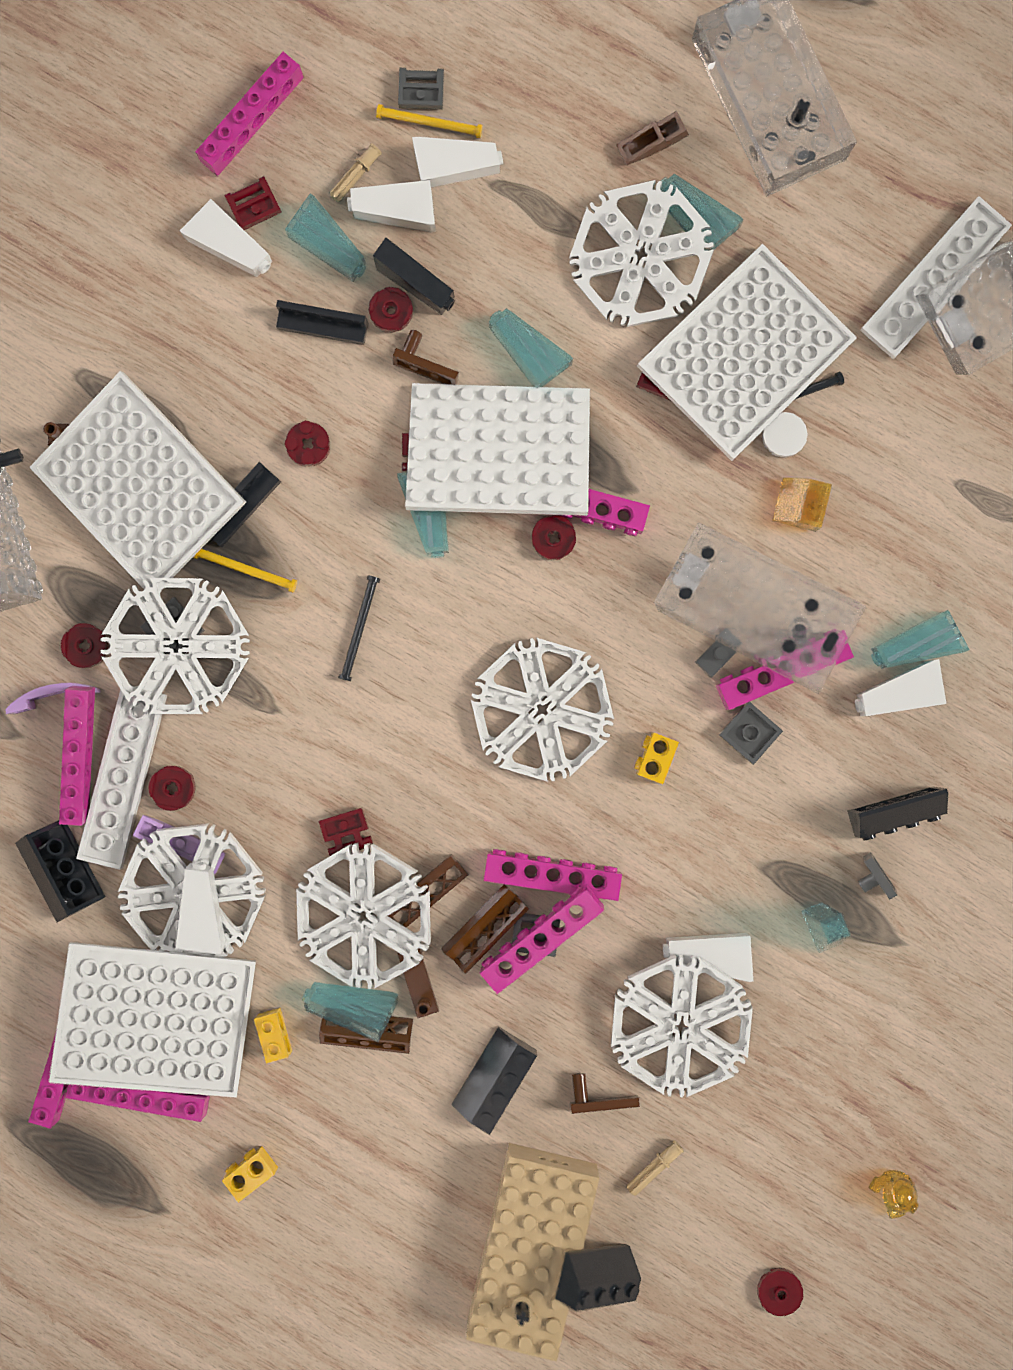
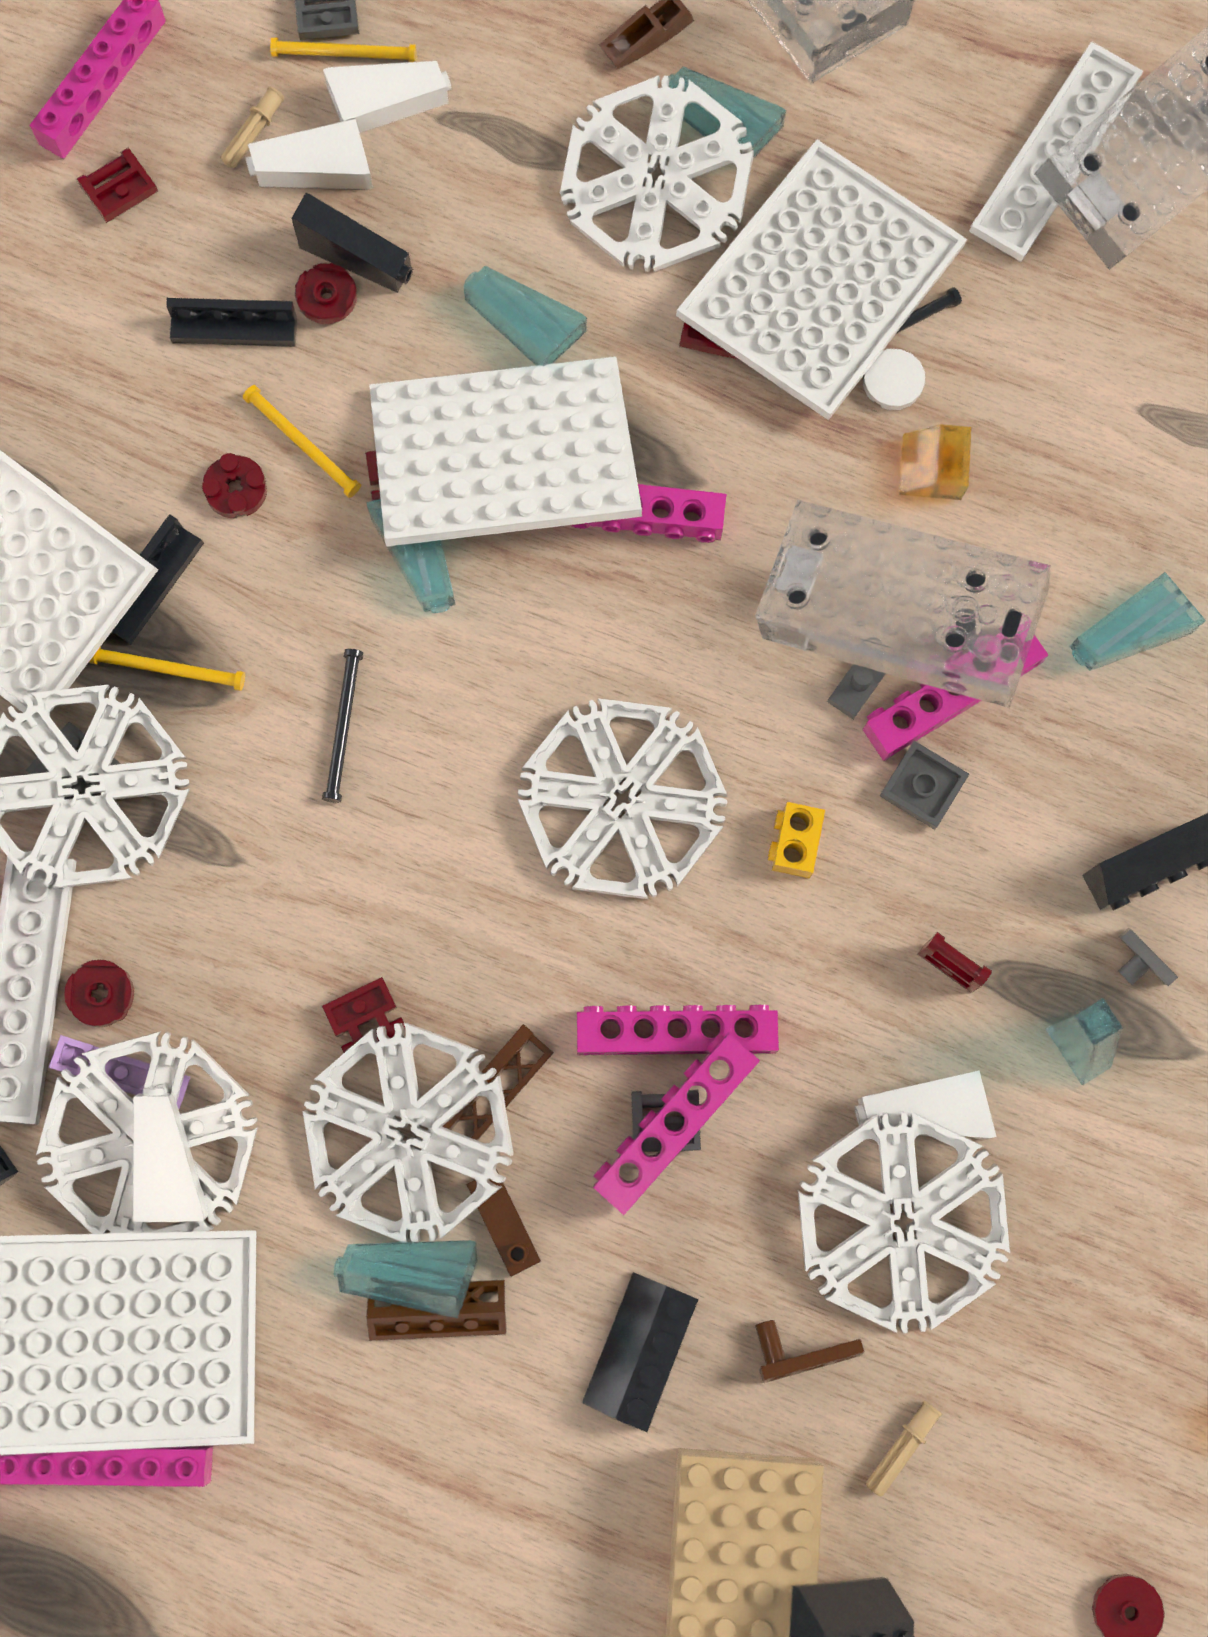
camera: 15 degrees left, 10 degrees down
(223, 237) = (83, 233): white slope -> none
(252, 1176) = (294, 1565): yellow brick -> none
(273, 1035) = (297, 1337): yellow brick -> none
(322, 237) = (222, 215): clear light blue slope -> none
(348, 404) = (253, 396): none -> yellow bar
(409, 361) = (380, 360): reddish brown piece -> none
(482, 925) = (585, 1121): reddish brown fence -> none
(565, 533) = (607, 576): dark red plate -> none
(751, 864) = (954, 963): none -> dark red plate
(909, 690) = (1133, 693): white slope -> none

